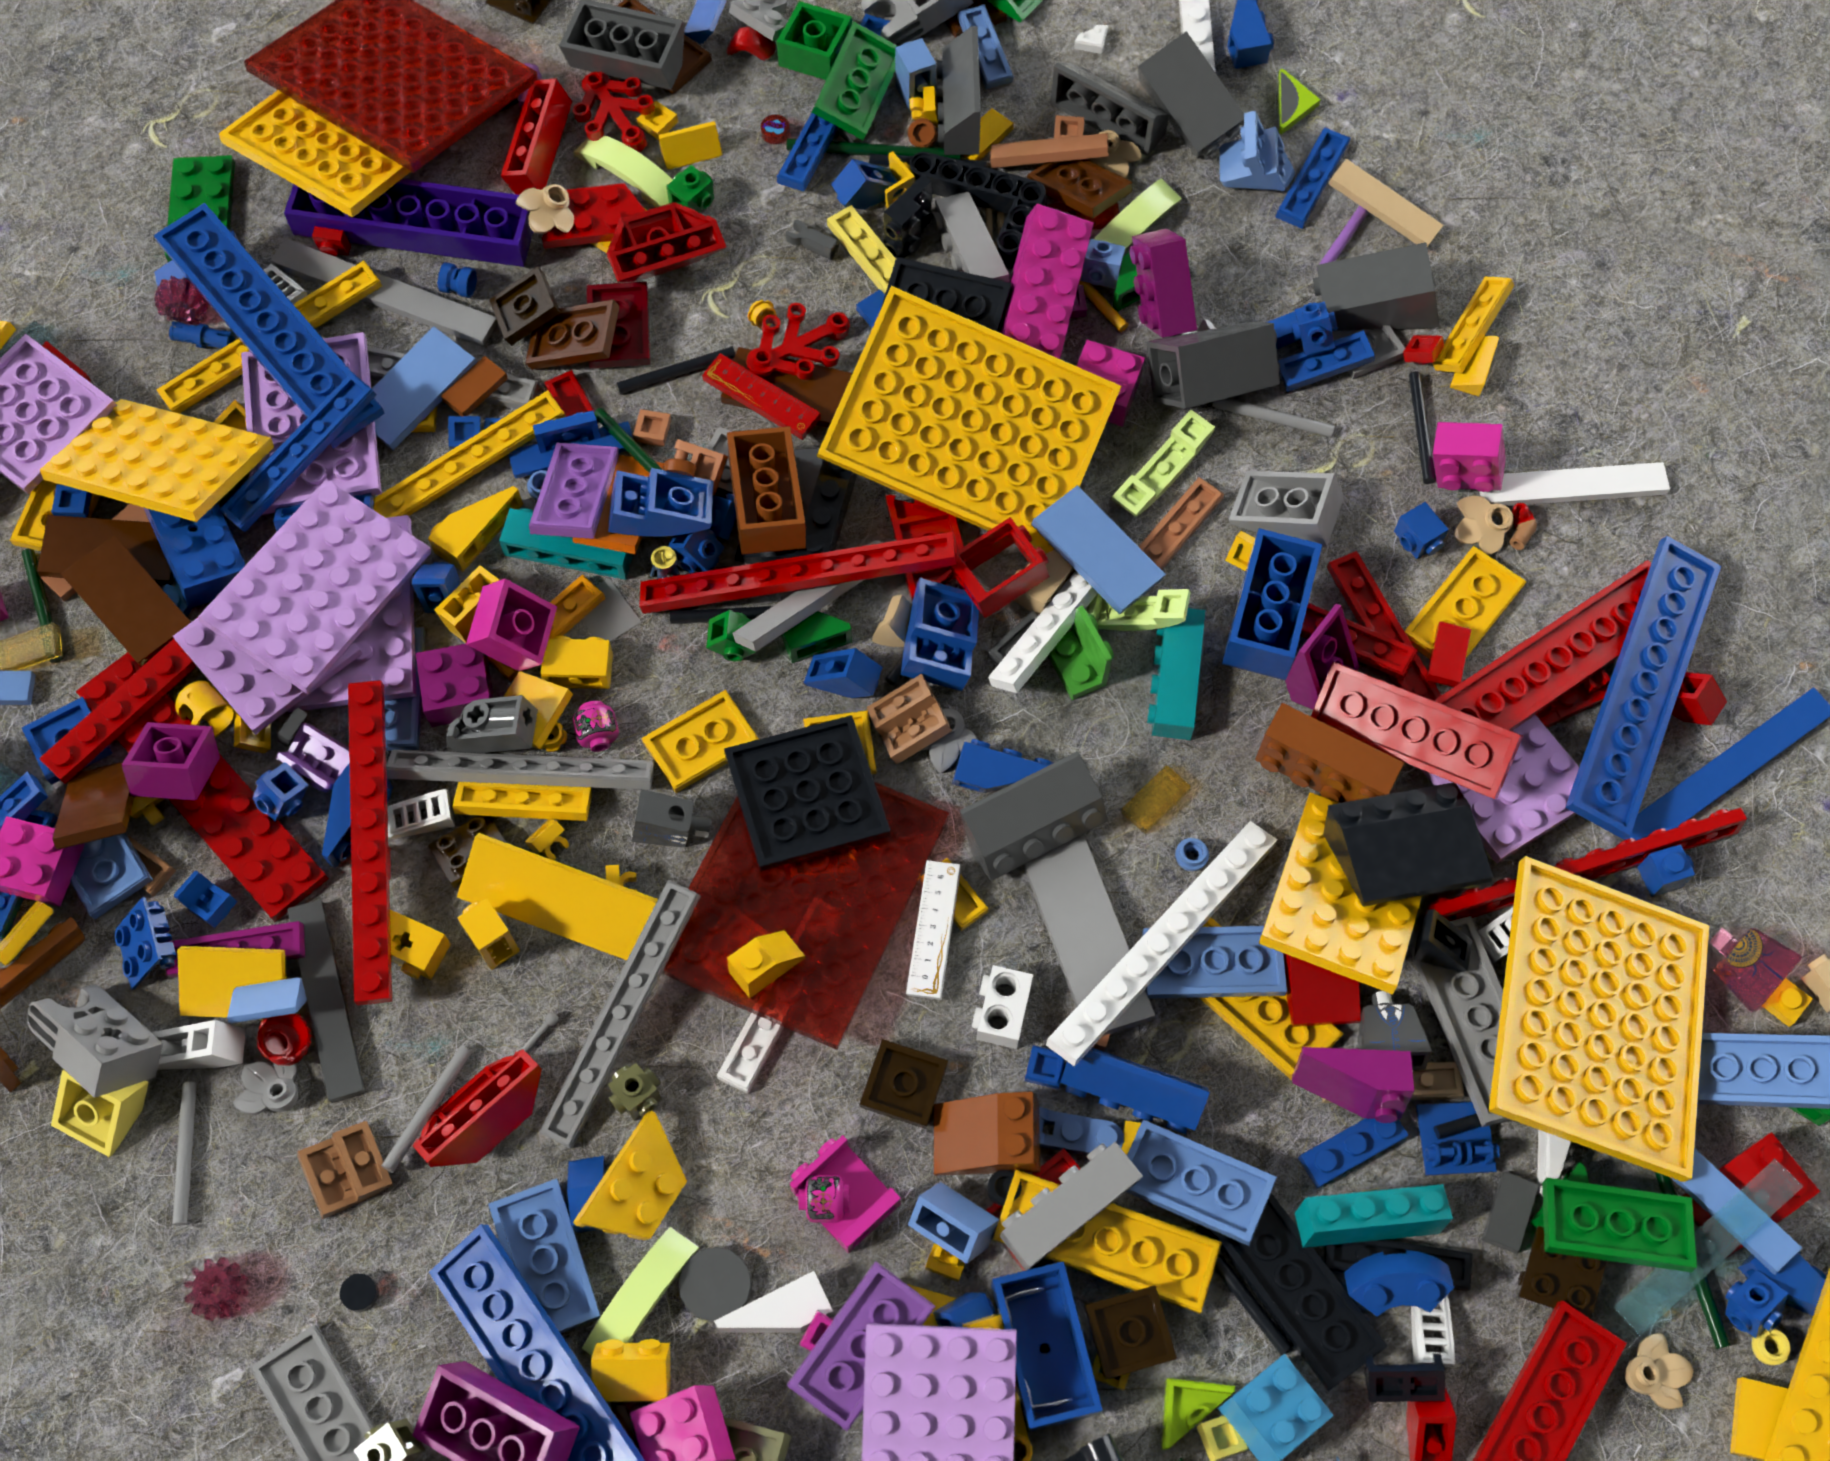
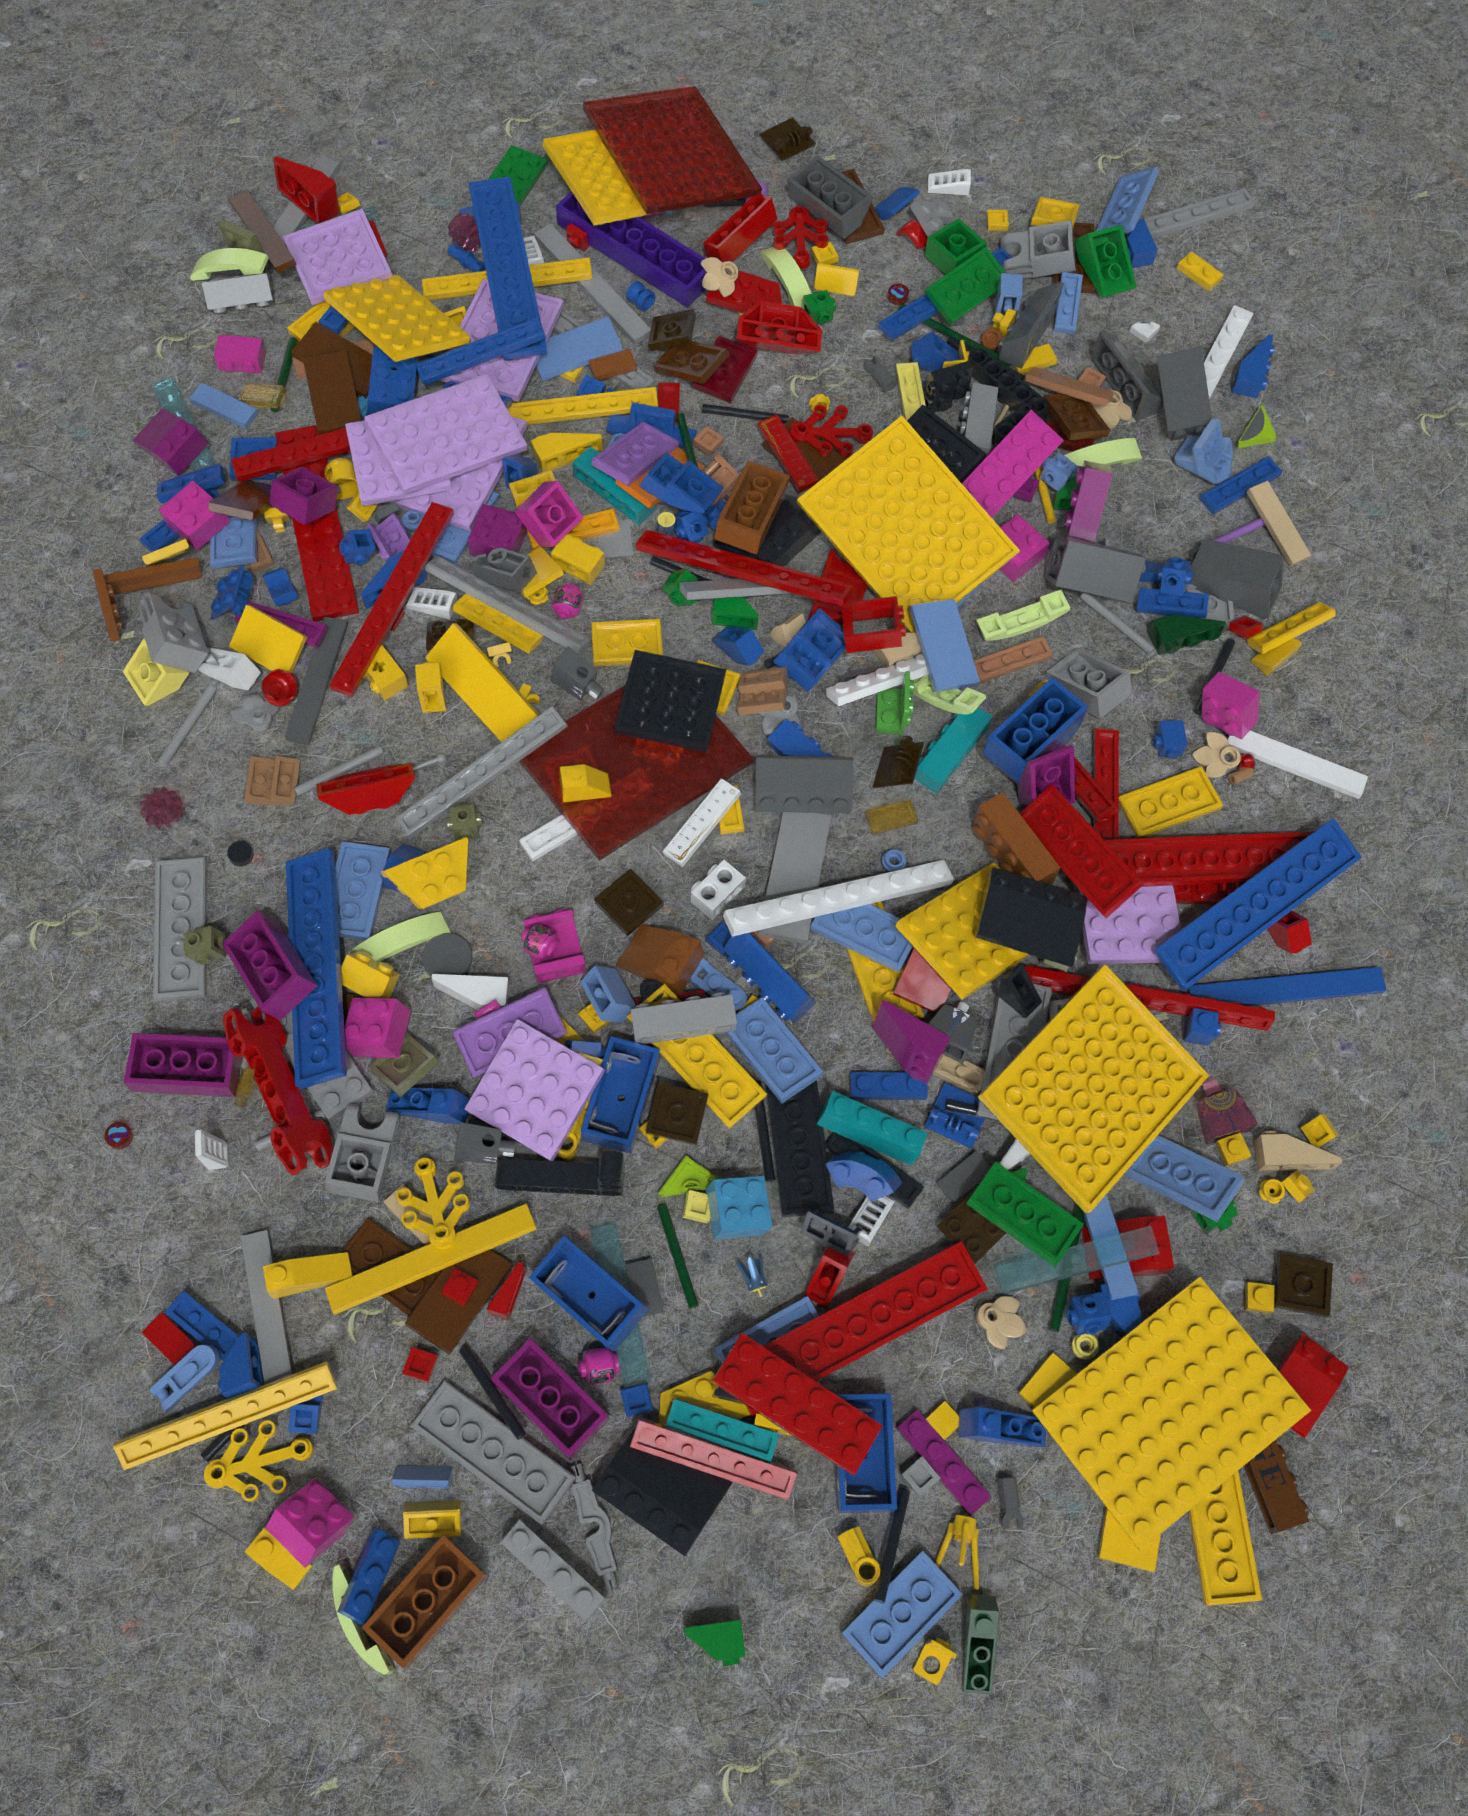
camera: 25 degrees right, 0 degrees up
(266, 1000) = (281, 660): medium blue slope -> none
(333, 726) = (407, 520): none -> medium blue plate
(680, 466) = (708, 469): dark orange tile -> none
(1128, 728) = (898, 763): none -> dark brown hinge
(1353, 391) = (1180, 631): none -> dark green slope
(1448, 654) = (1139, 821): red tile -> none

